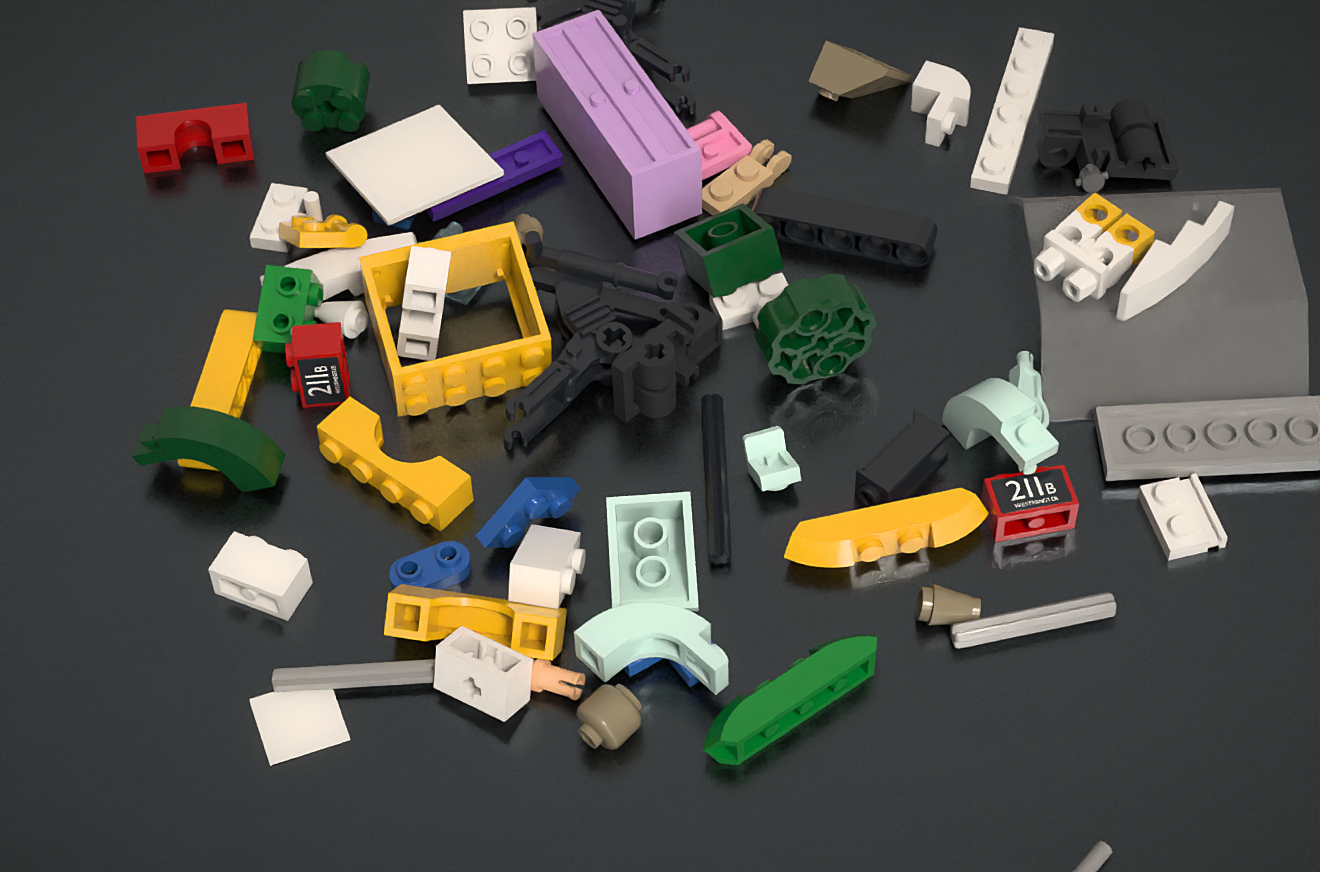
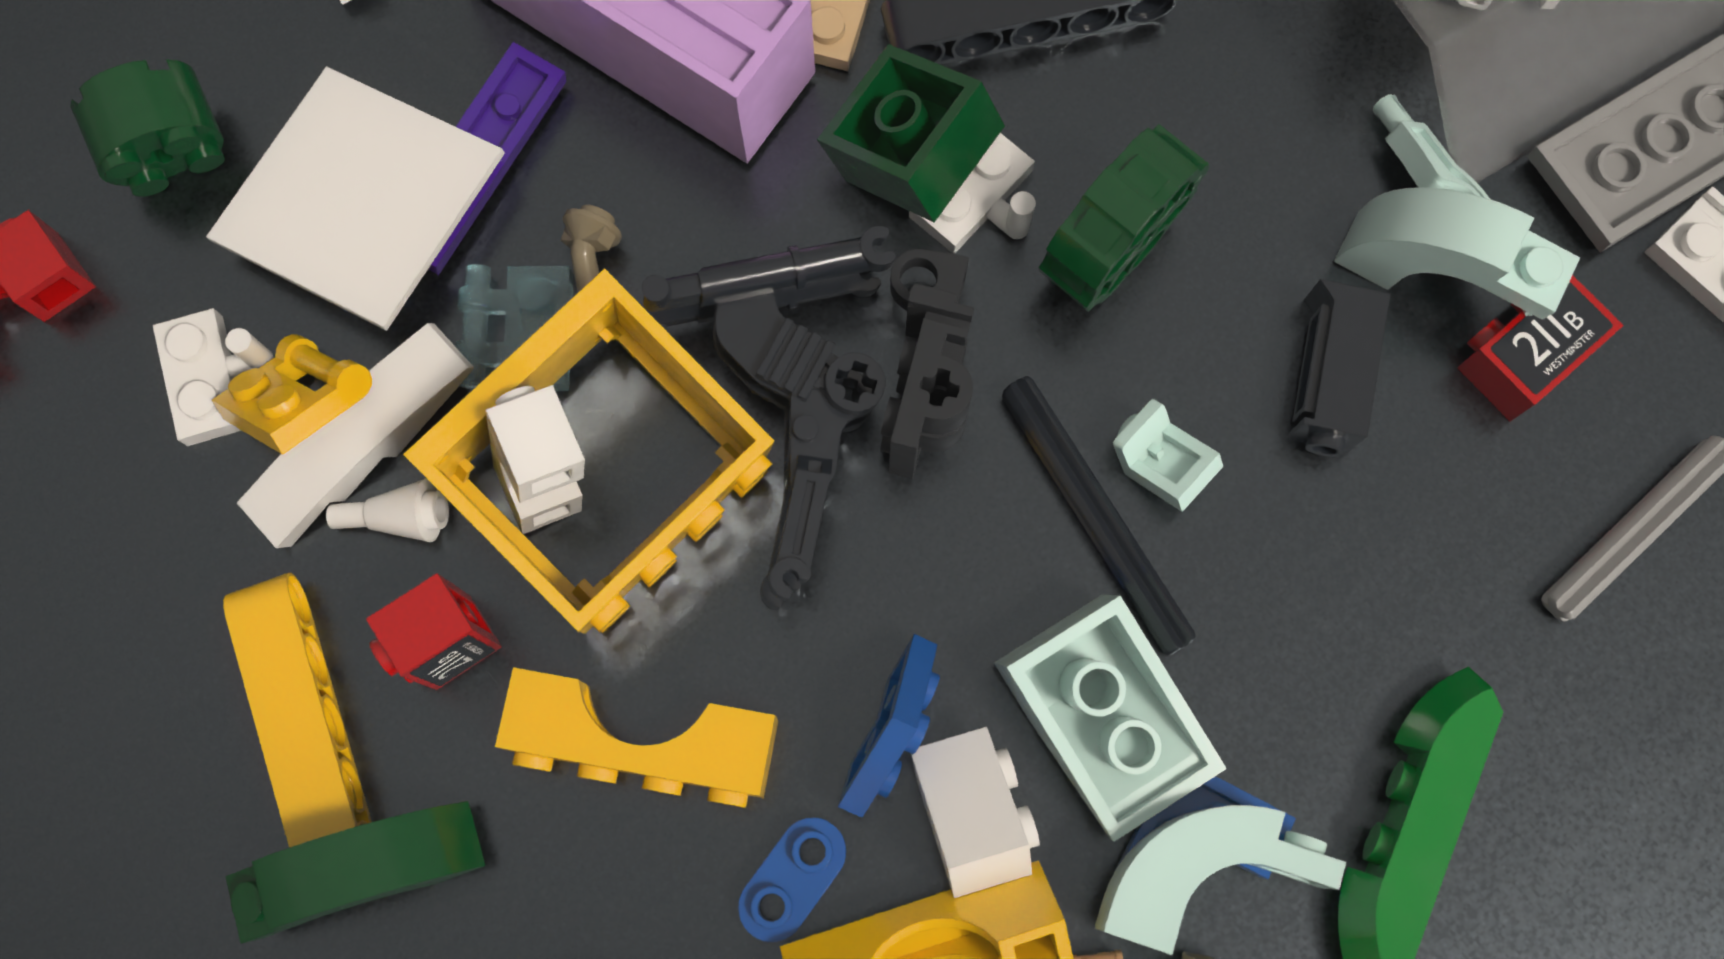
camera: 30 degrees left, 25 degrees up
(285, 301) = (322, 556): green brick -> none
(886, 529) = (1329, 546): yellow brick -> none
(945, 606) = (1524, 570): dark tan cone -> none

